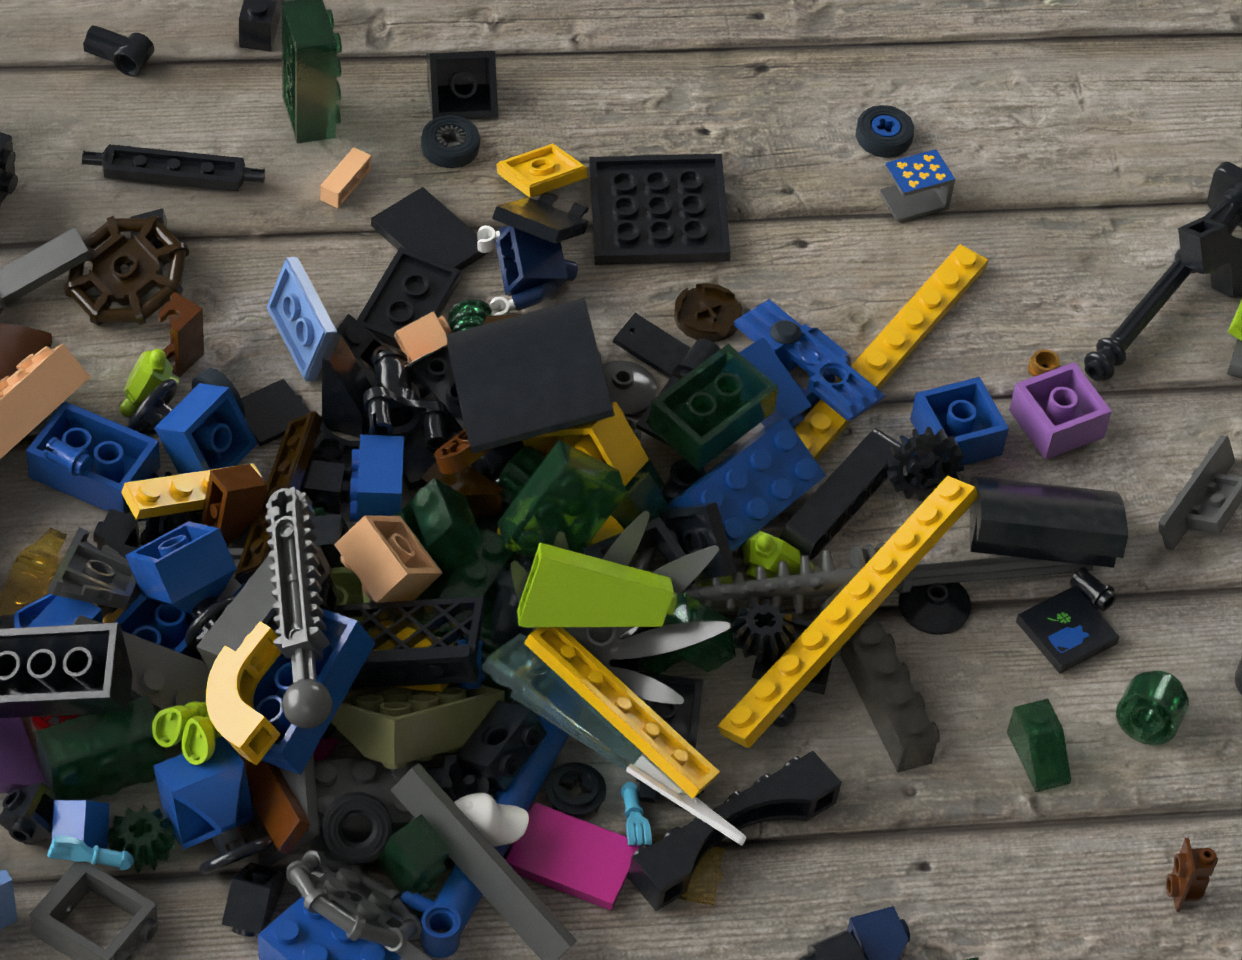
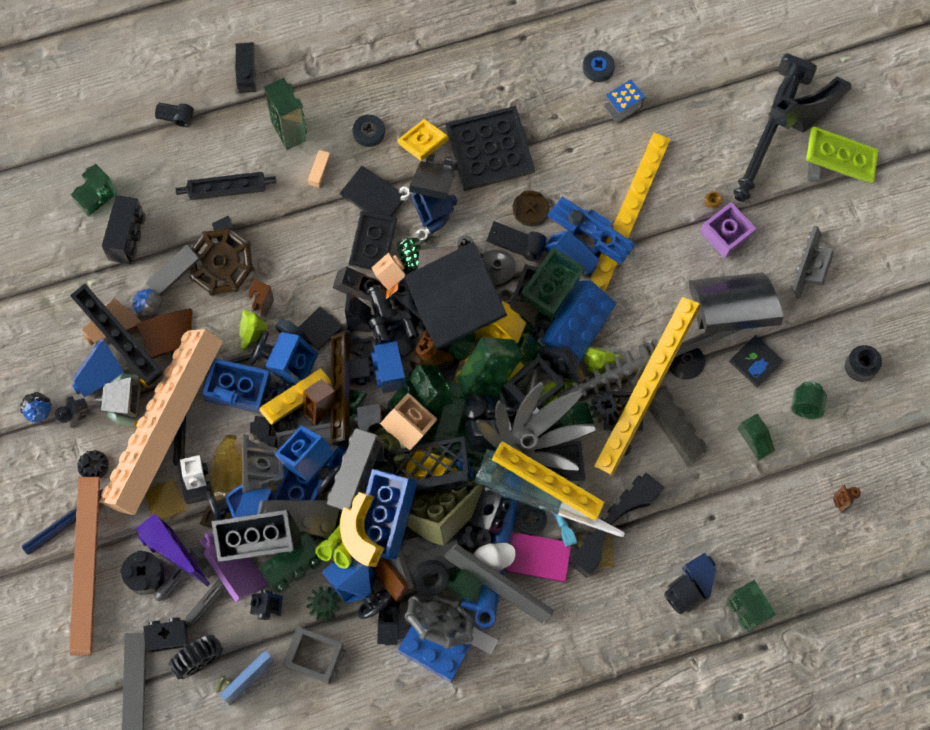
camera: 10 degrees left, 20 degrees up
(76, 850) = (295, 624): medium azure piece -> none
(82, 820) = (292, 607): blue brick -> none
(298, 602) = (394, 533): dark grey gear -> none
(301, 318) = (321, 272): medium blue tile -> none
(462, 84) = (366, 91): black slope -> none
(592, 592) = (521, 427): lime slope -> none
(840, 495) = (626, 308): black beam -> none
(923, 462) = (666, 283): black gear -> none
(966, 414) = (677, 251): blue brick -> none
(1093, 589) = (765, 335): black pin -> none

